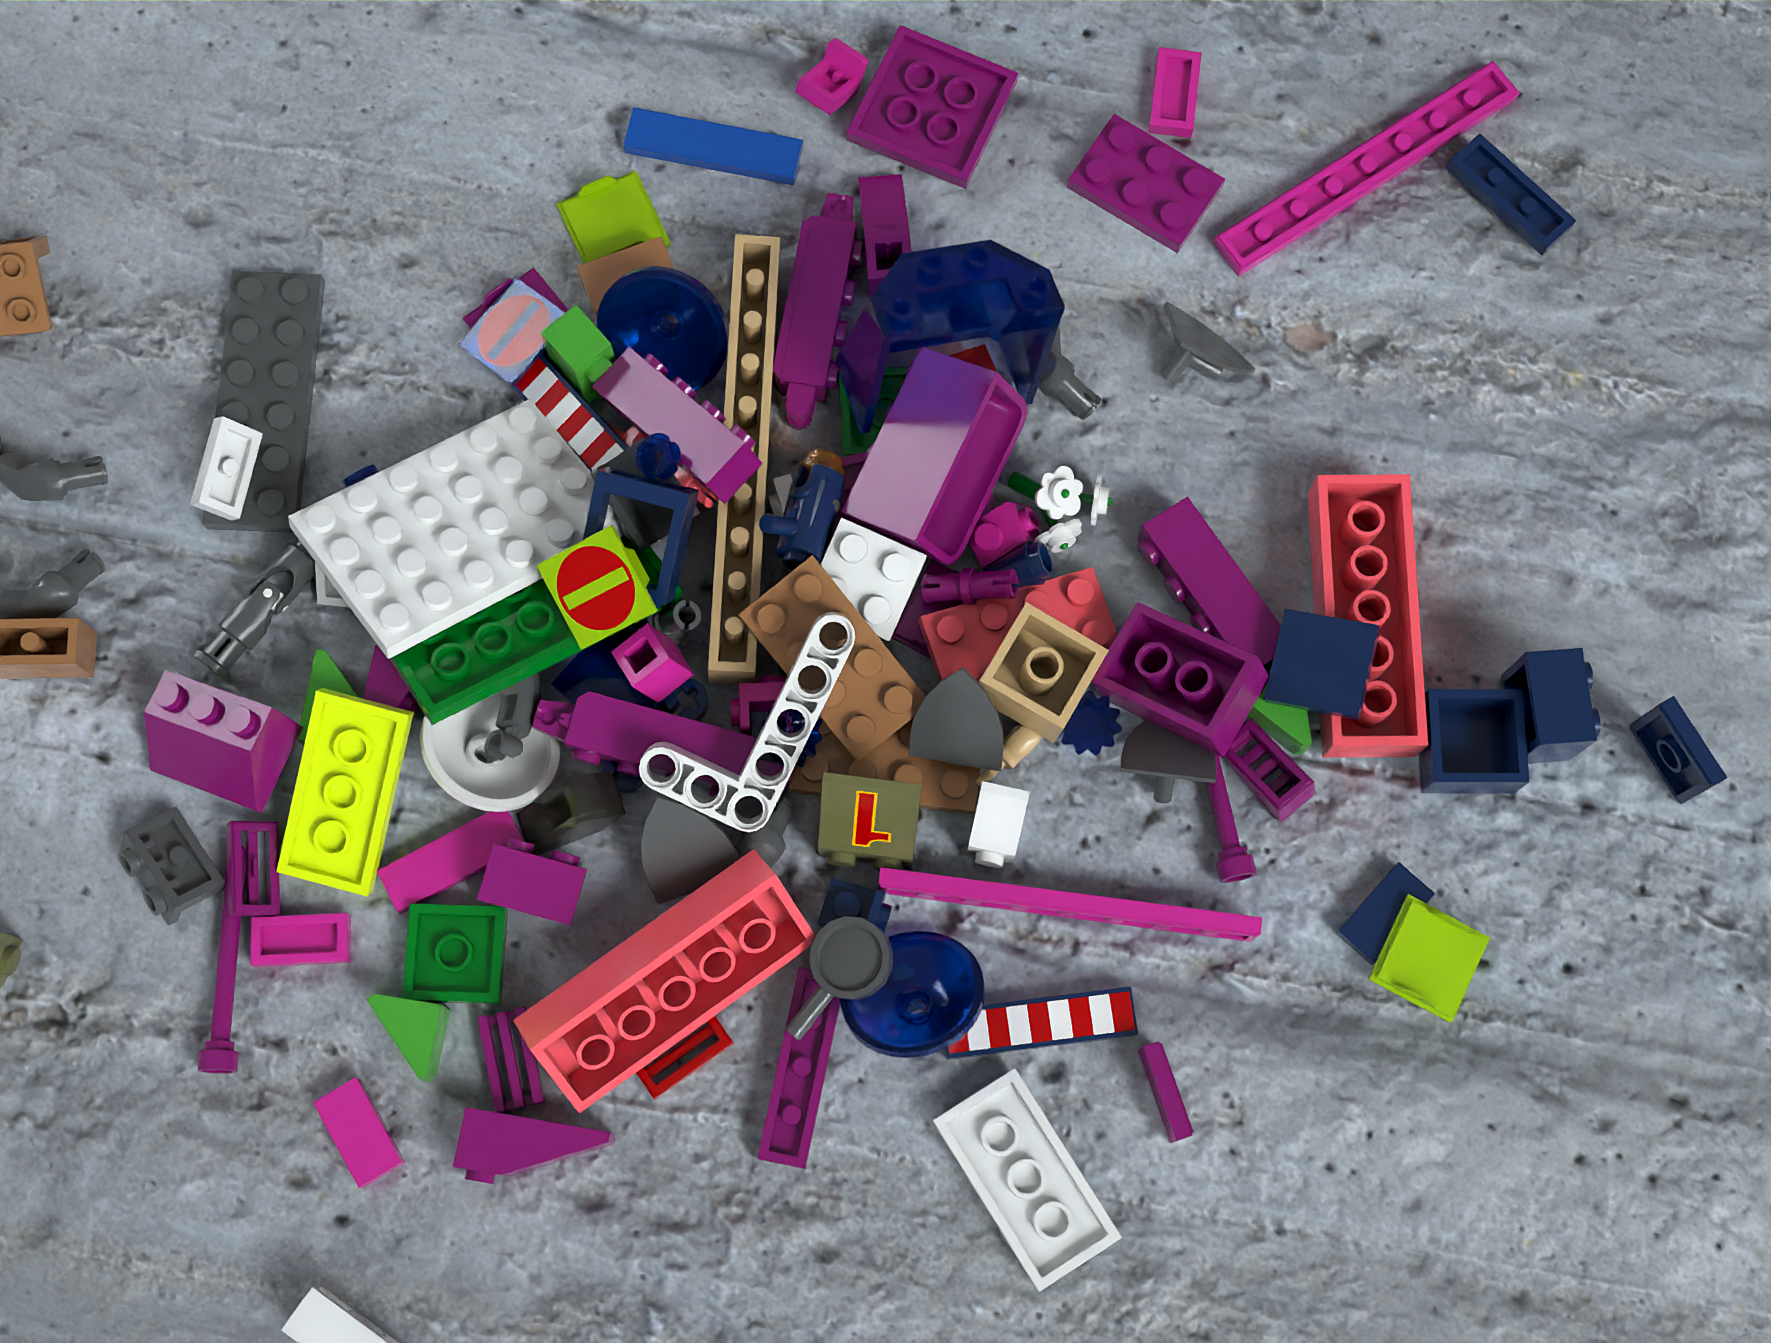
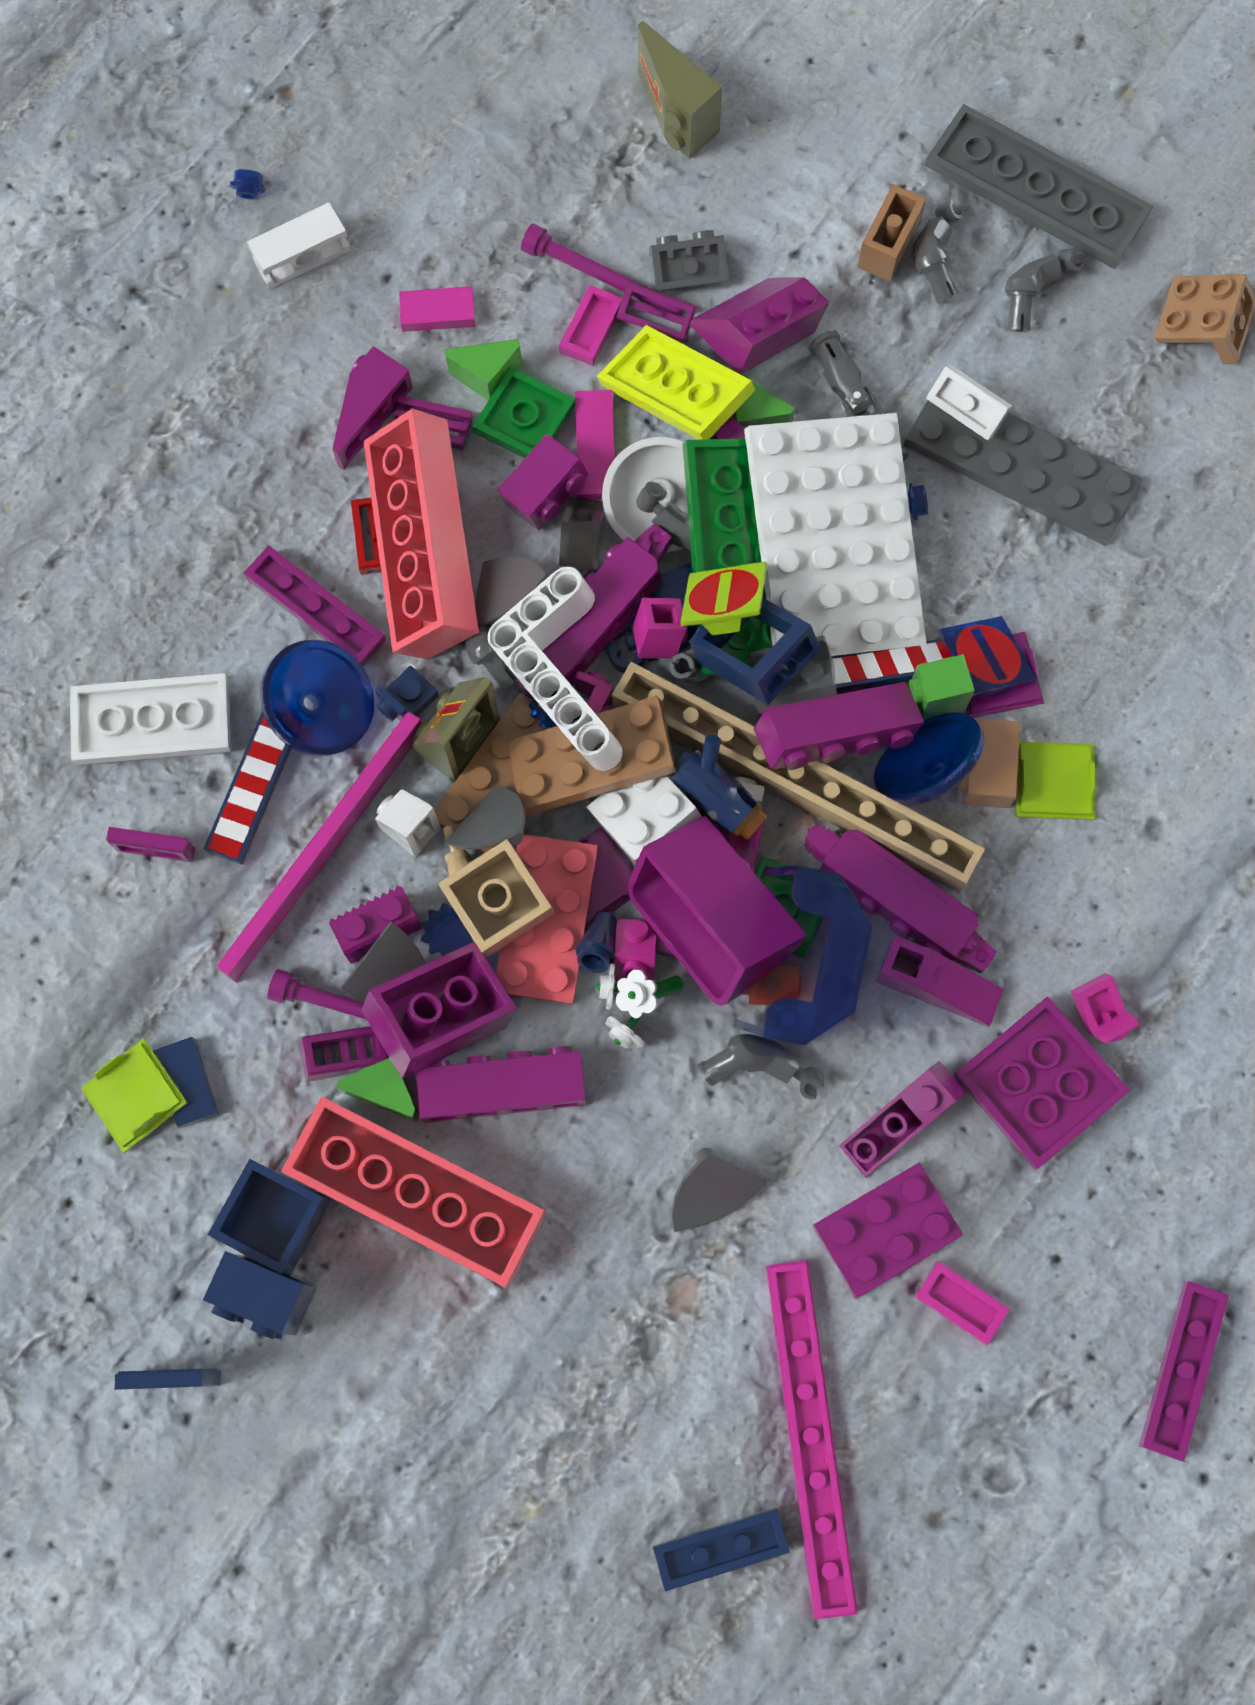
camera: 120 degrees right, 0 degrees up
(646, 456) = (808, 684): clear blue plate -> none
(713, 146) = (1087, 888): blue tile -> none
(848, 962) = (362, 662): dark grey piece -> none
(969, 586) = (601, 894): magenta pin -> none
(1032, 208) = (902, 1118): none -> magenta slope
(1122, 800) = (363, 926): none -> magenta brick
(1322, 664) = (386, 1121): dark blue tile -> none

